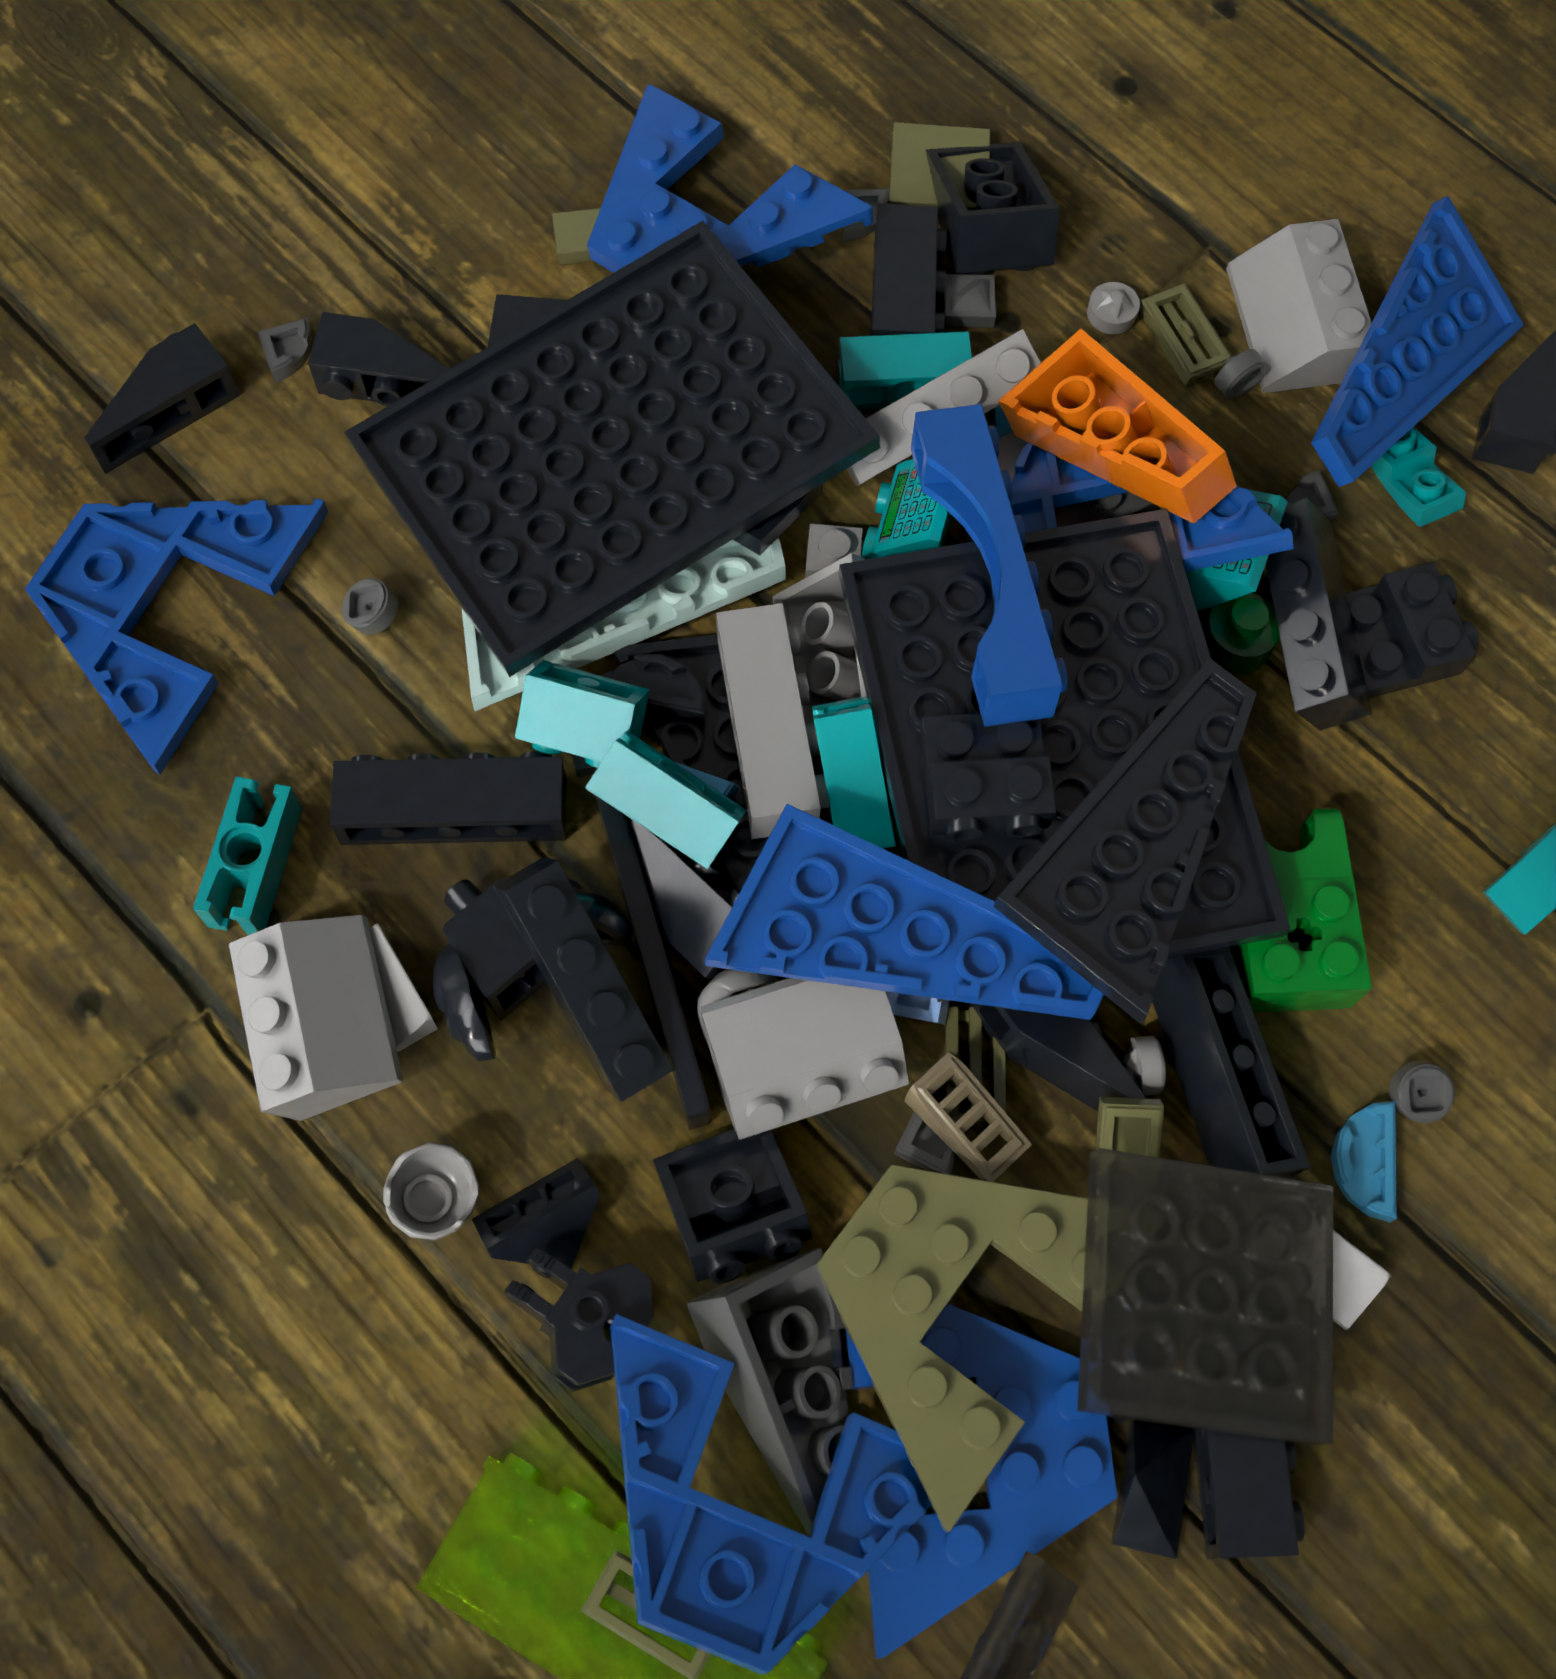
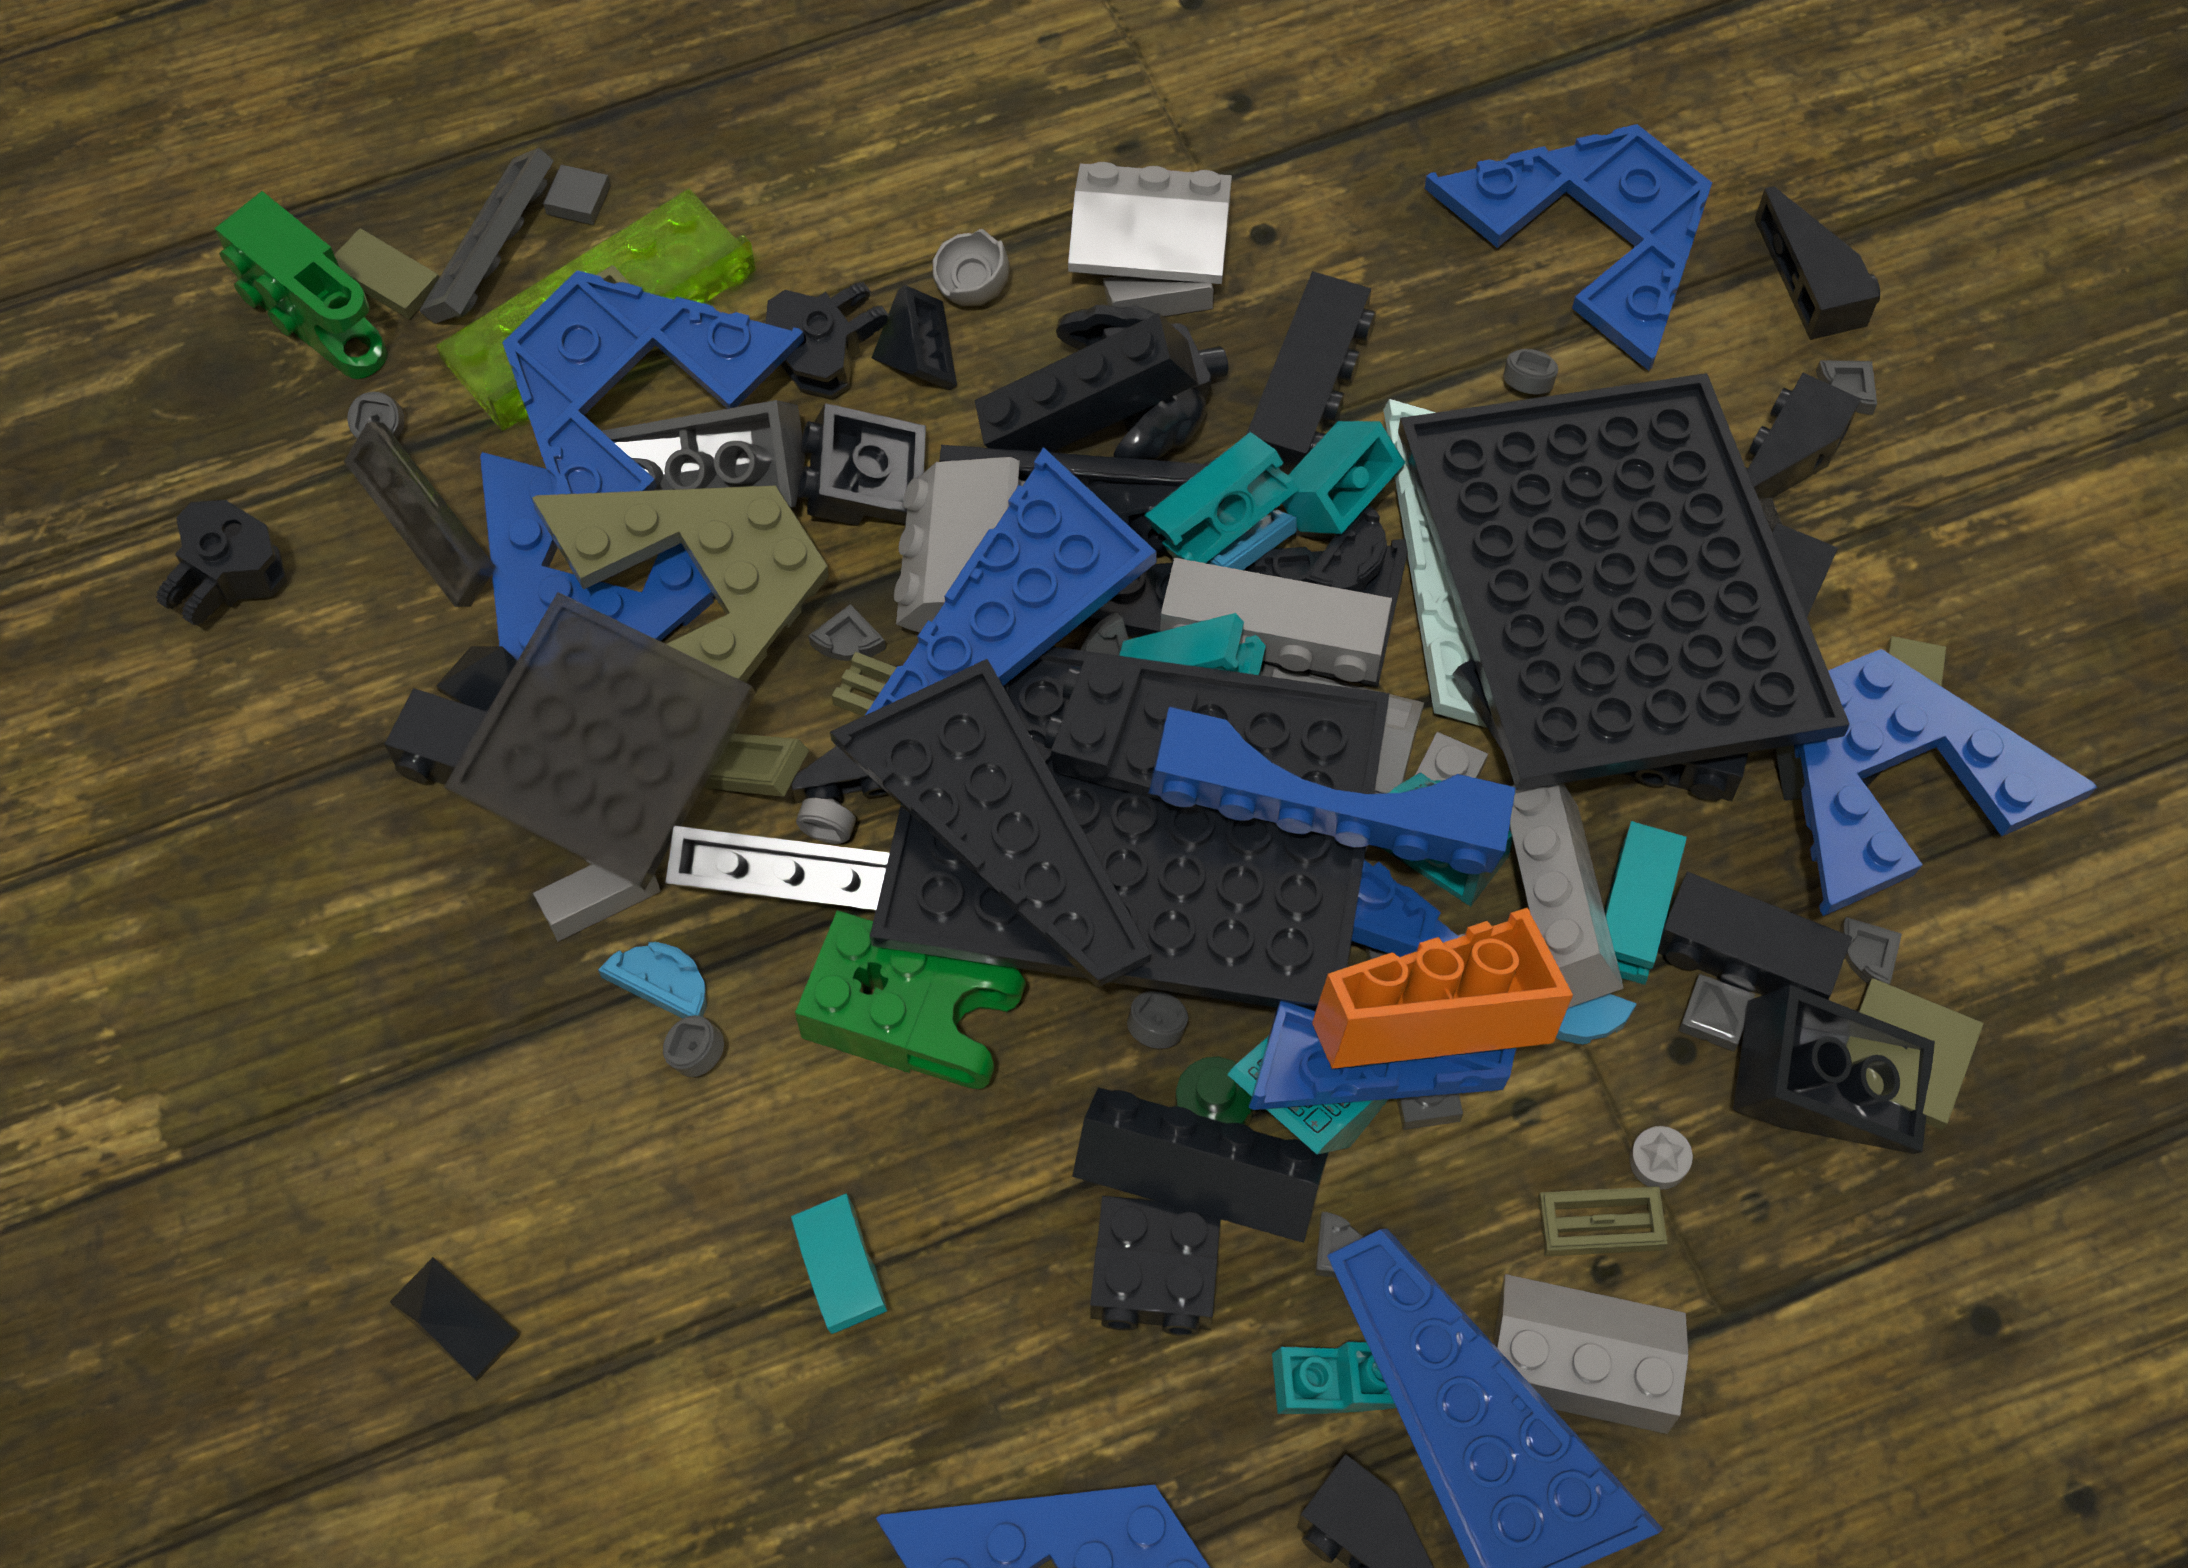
camera: 115 degrees right, 5 degrees down
(236, 837) = (1315, 223): teal piece -> none
(966, 1087) = (854, 631): dark tan slope -> none
(1240, 374) = (1523, 1242): dark grey tile -> none

